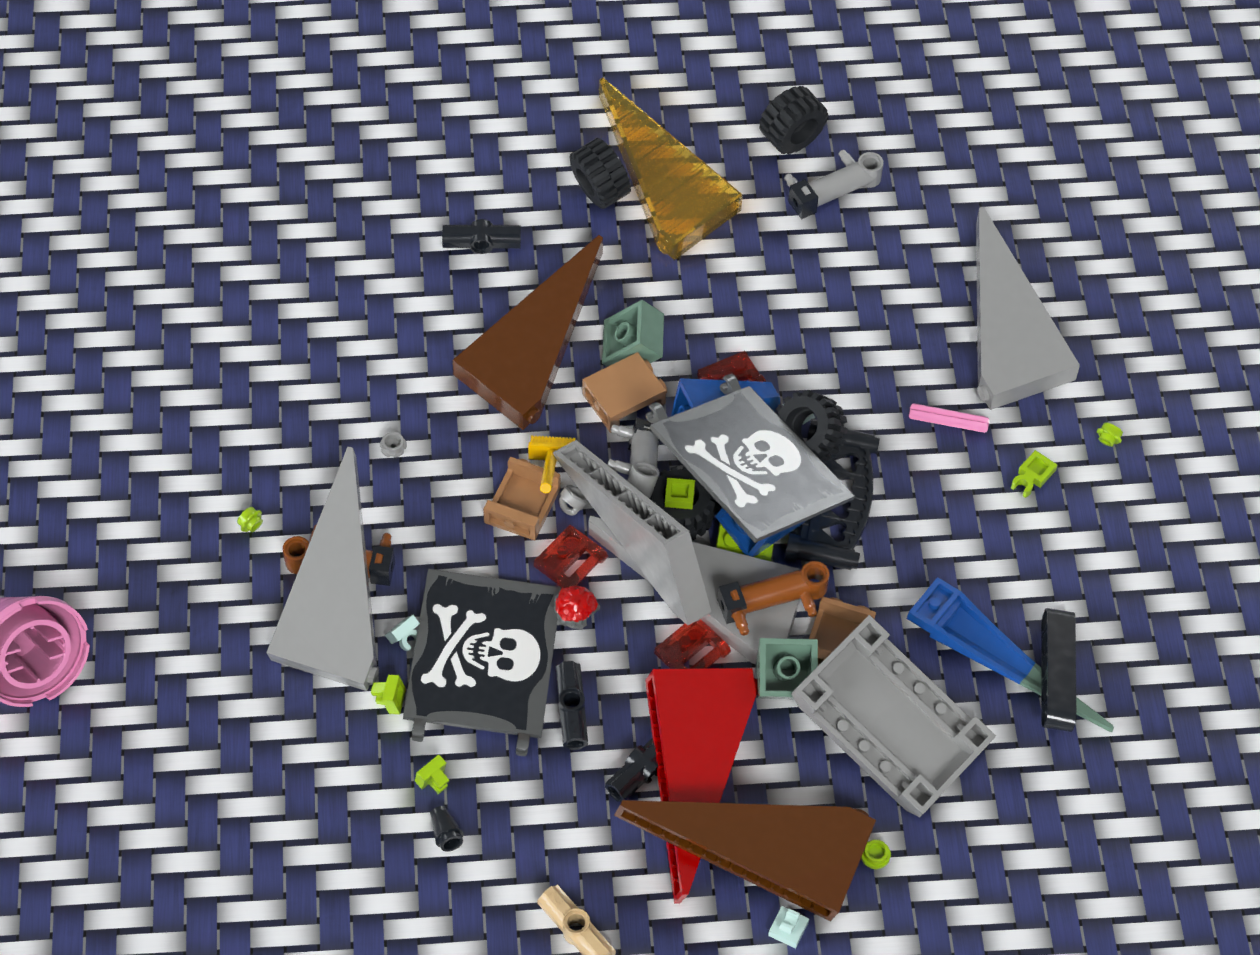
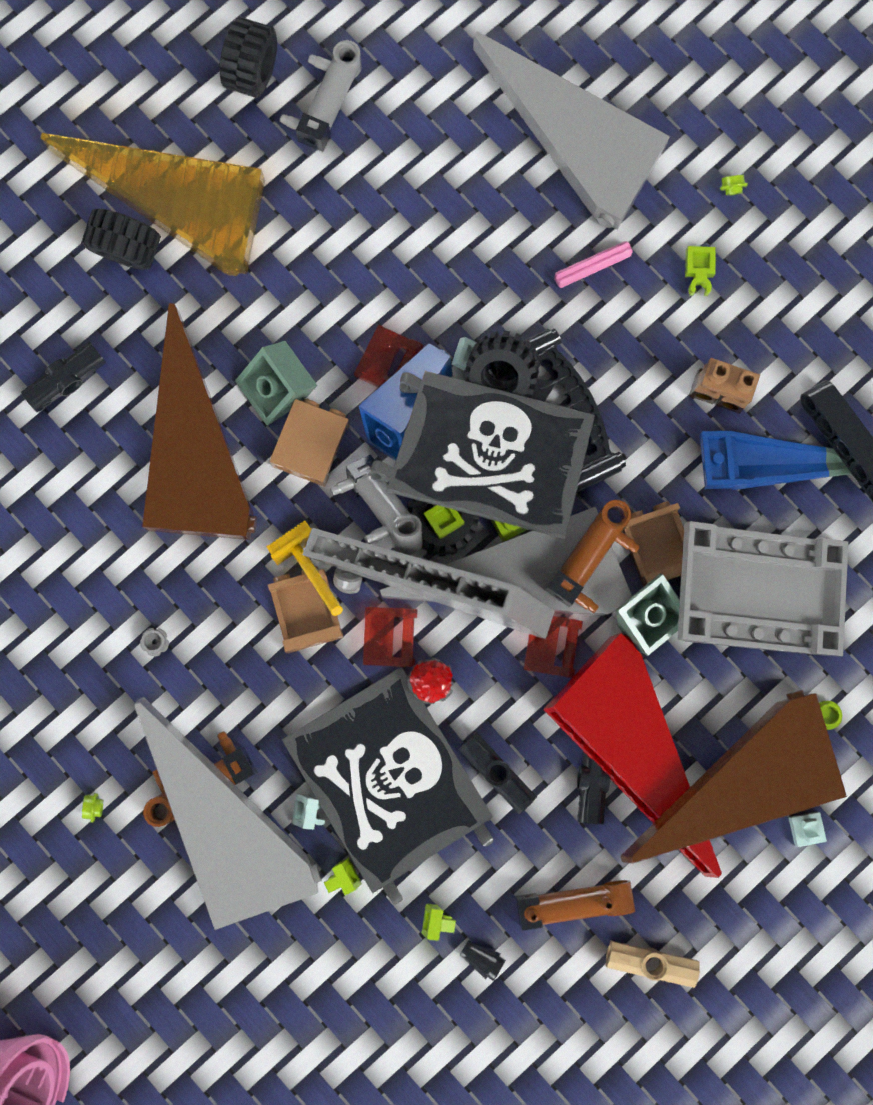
camera: 40 degrees left, 25 degrees up
(583, 856) = (608, 899): none -> dark orange piece
(983, 555) = (727, 383): none -> medium nougat hips

